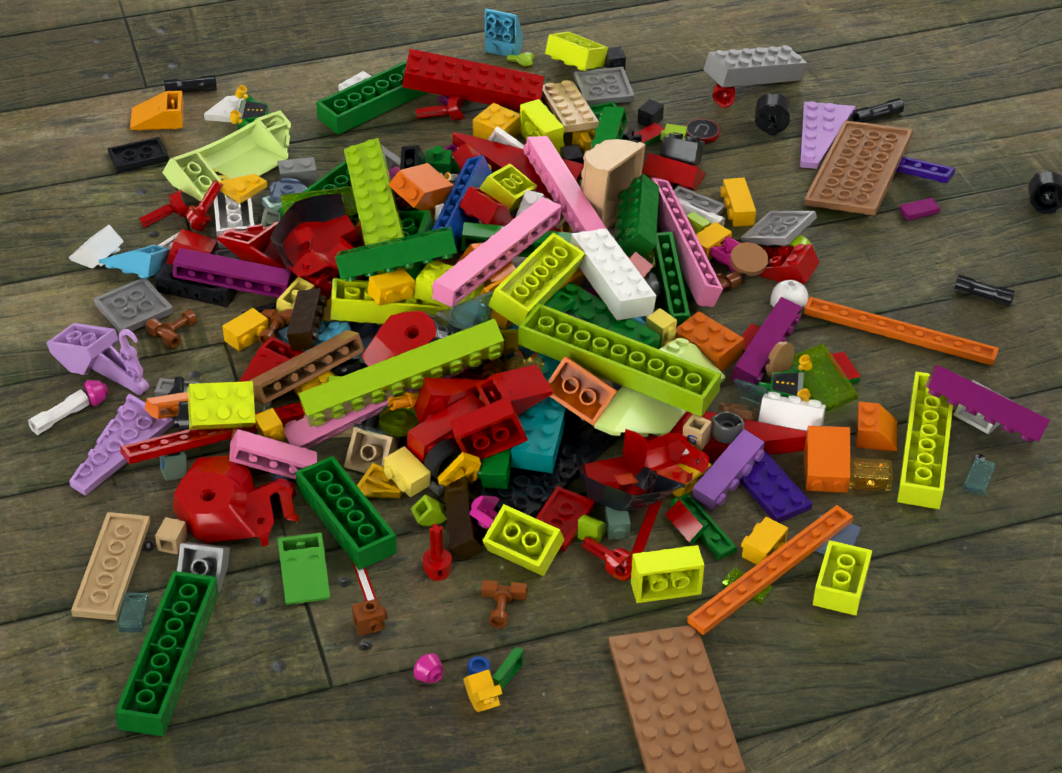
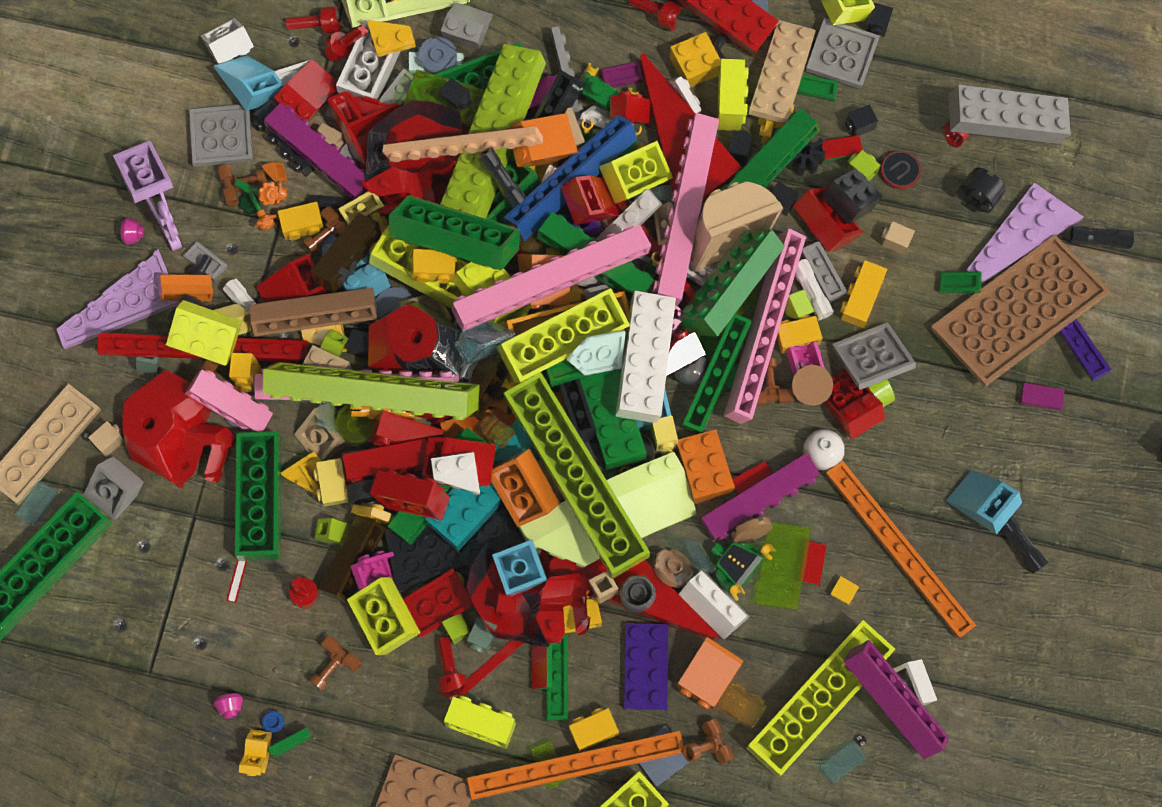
camera: 30 degrees right, 30 degrees up
(46, 419) = (76, 241): white axle -> none
(190, 339) = (247, 204): none -> dark green tile
(198, 307) = (276, 171): none -> orange slope
(213, 319) = (269, 195): none -> orange plant
(303, 568) = (189, 540): bright green slope -> none
(325, 187) = (455, 95): none -> black brick
(359, 206) = (463, 144): none -> light nougat plate
(369, 616) = (207, 618): dark orange brick -> none
(396, 204) = (493, 165): none -> black axle
(520, 389) = (457, 471): none -> white wing
(575, 278) = (599, 353): none -> light aqua tile
(616, 452) = (519, 568): none -> medium azure slope
(728, 470) = (613, 636): medium lavender brick -> none
(734, 163) = (897, 237): none -> tan brick
(803, 169) = (960, 282): none -> green tile
(862, 506) = (712, 743): none -> dark orange bar
(875, 427) = (788, 656): orange slope -> none
(882, 374) = (844, 590): none -> yellow tile
(937, 270) = (985, 500): none -> medium azure slope

